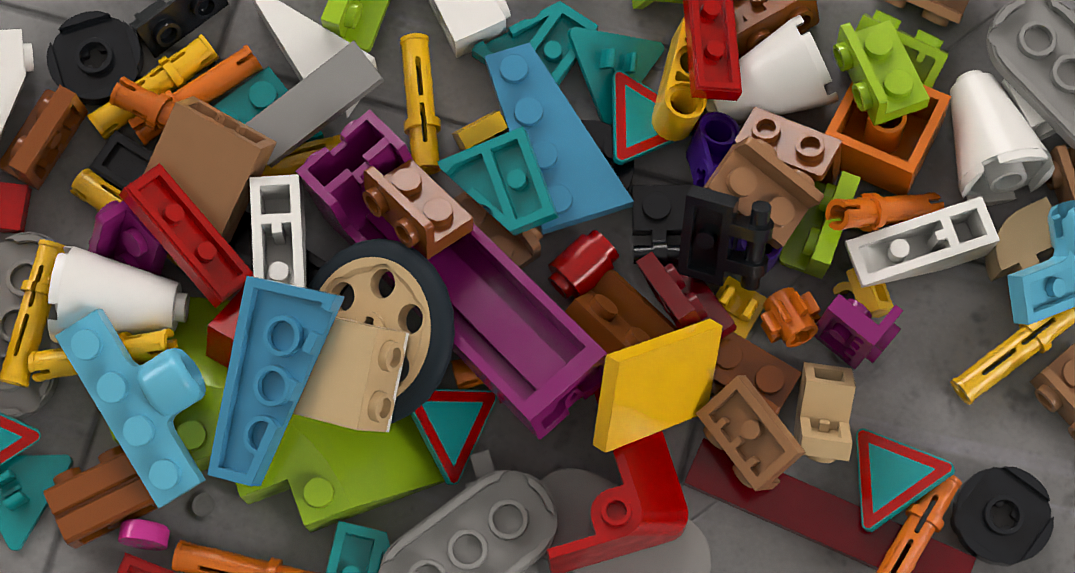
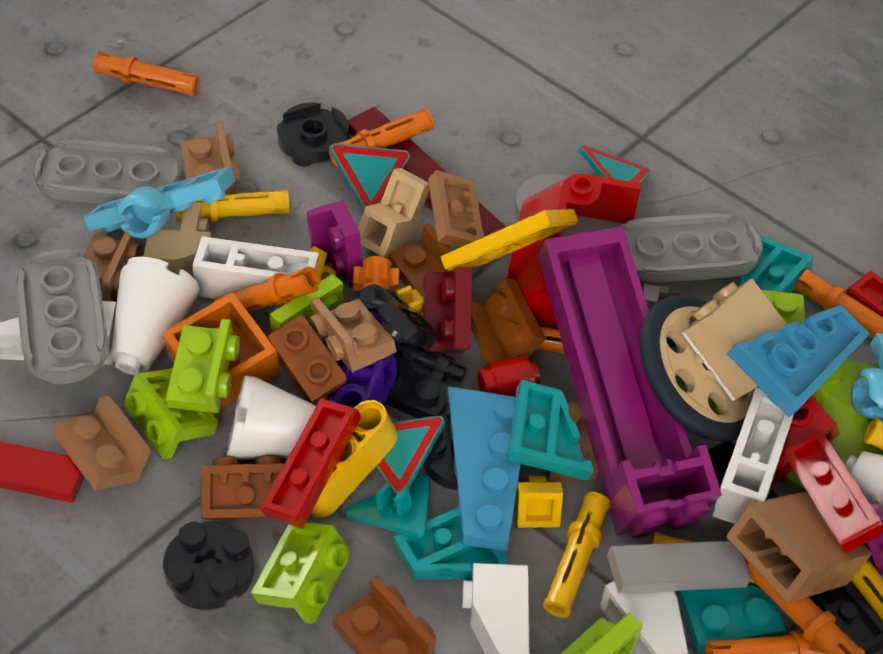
camera: 155 degrees left, 25 degrees down
(416, 208) = (632, 419): dark orange bracket -> none

